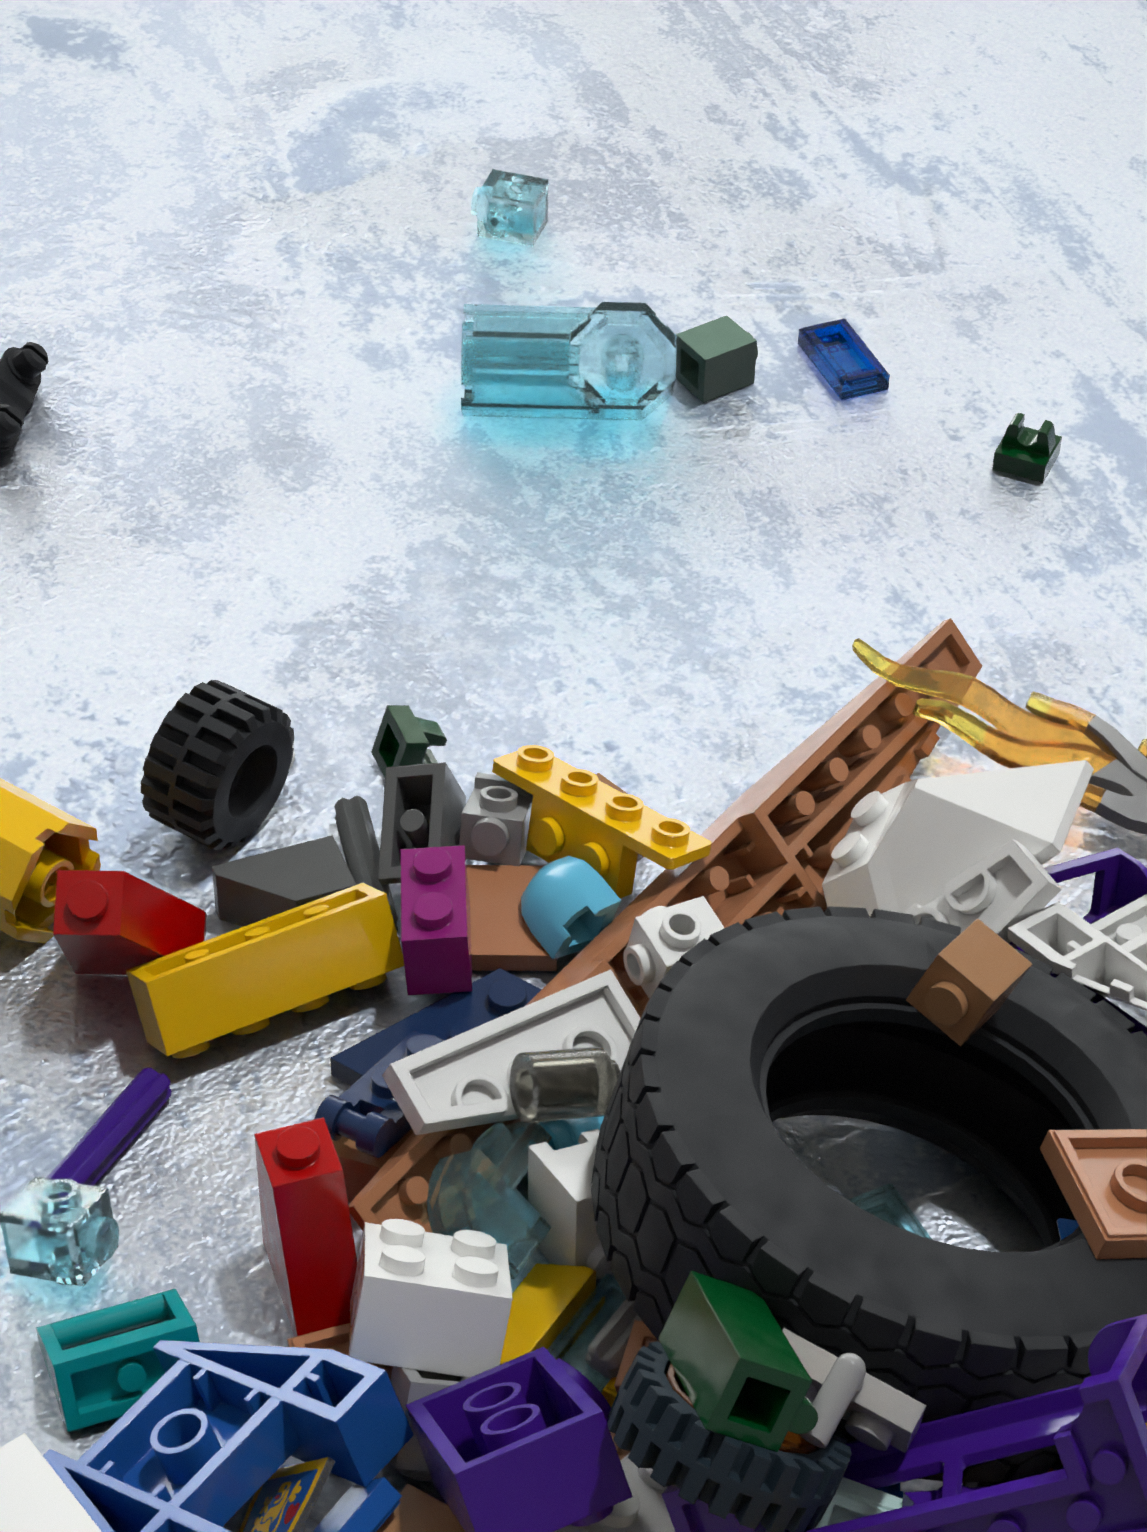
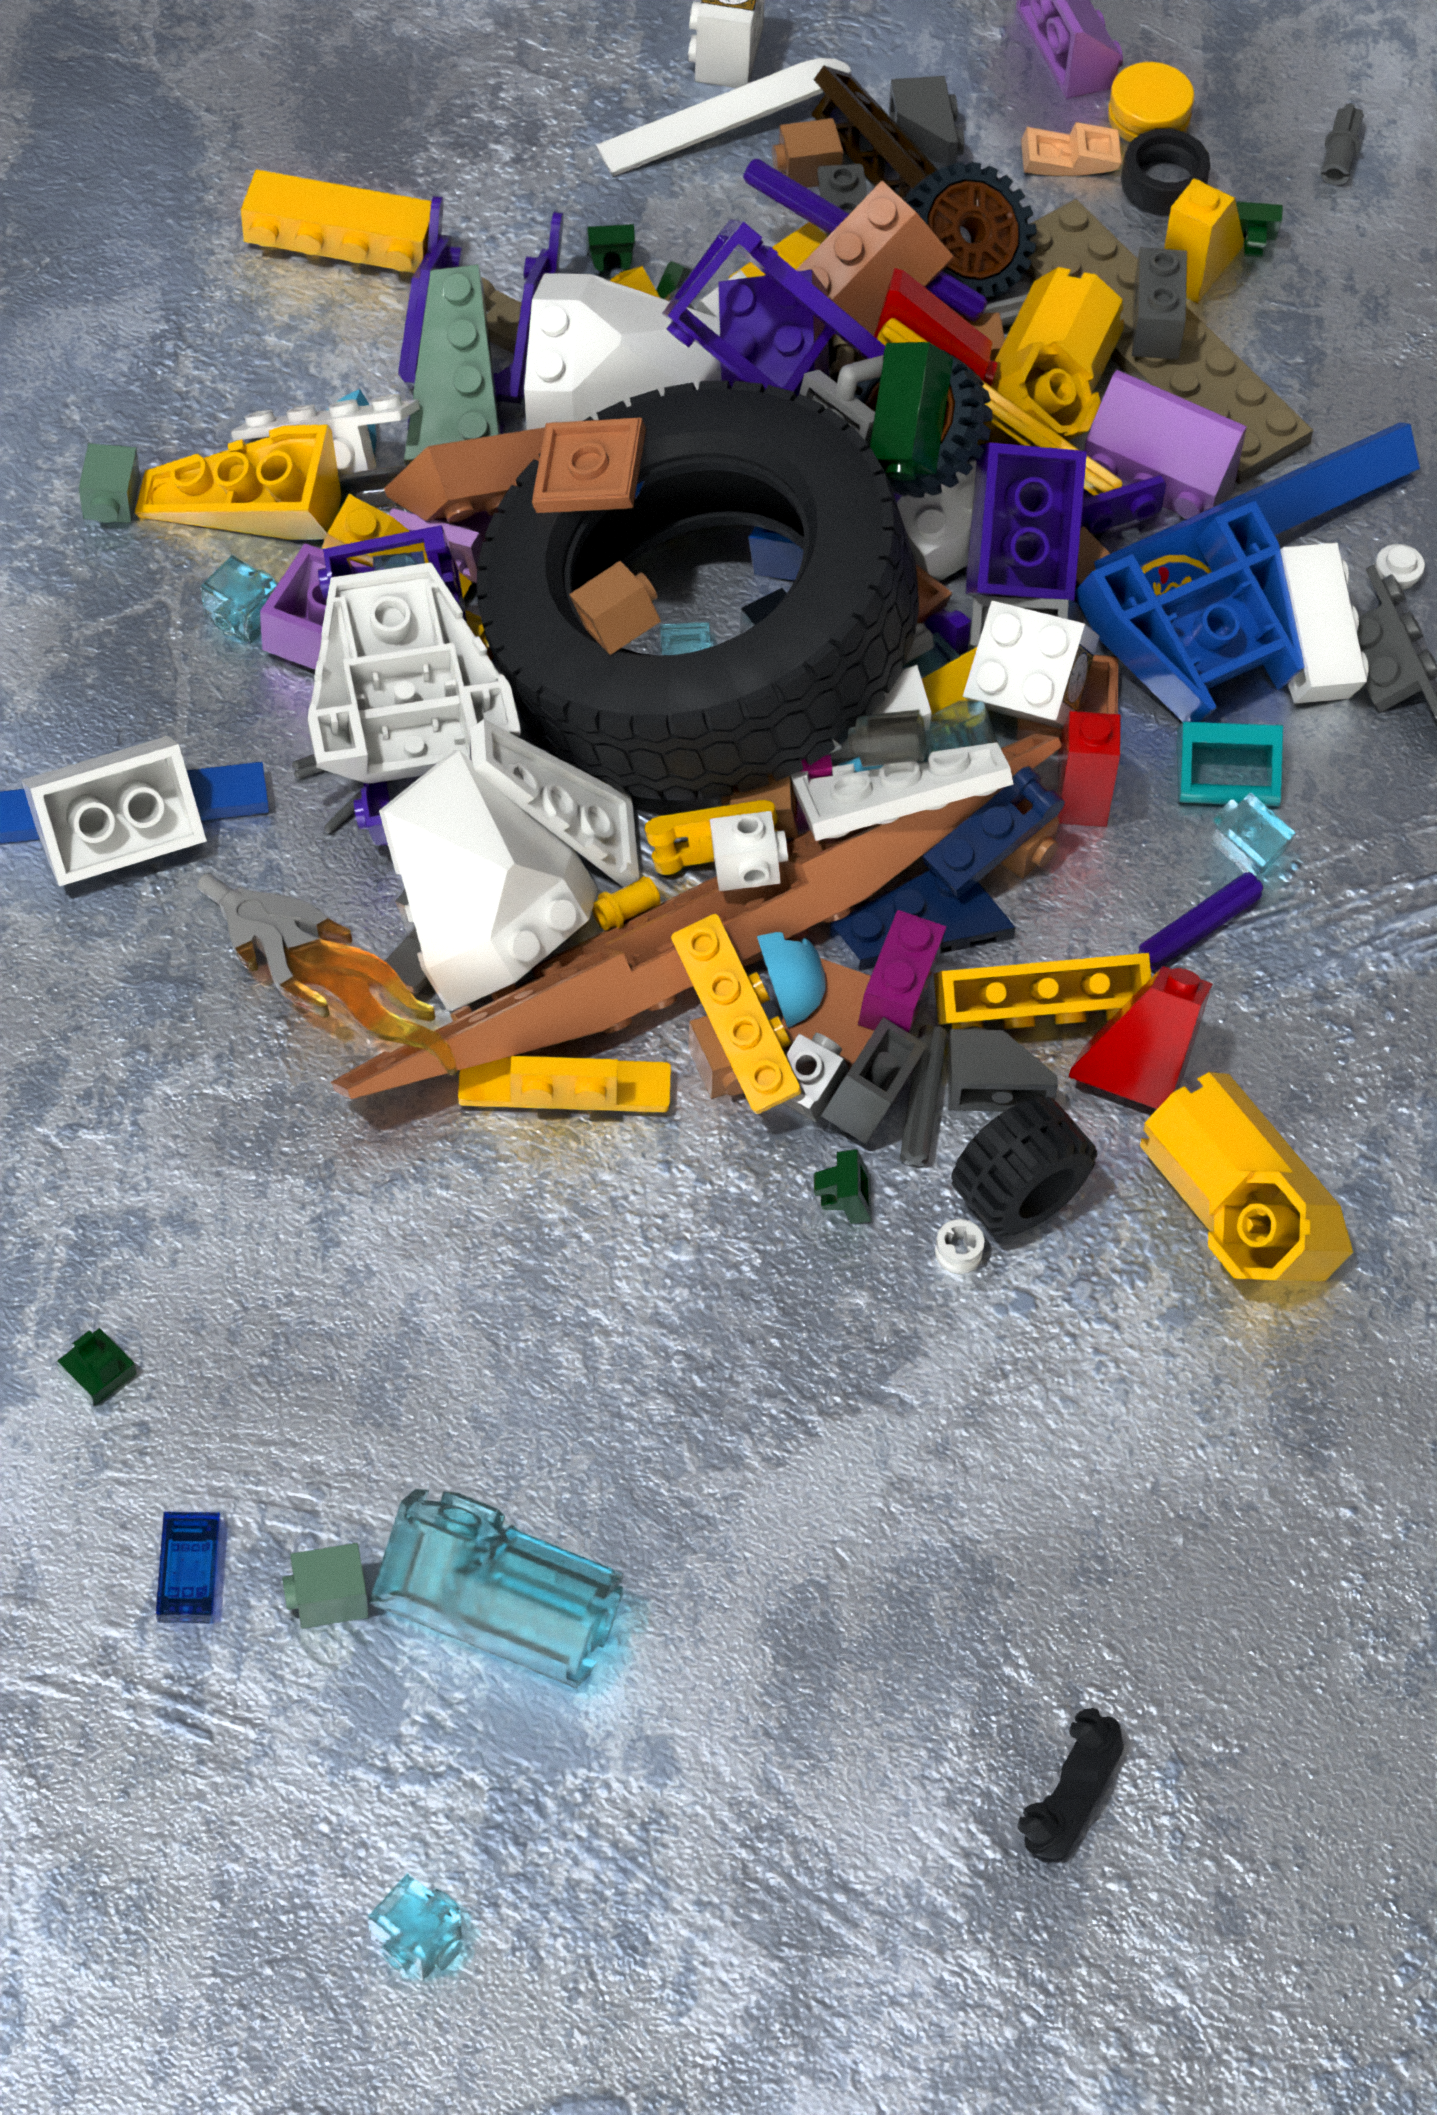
camera: 160 degrees left, 15 degrees up
(728, 751) = (567, 1084): none -> yellow bracket

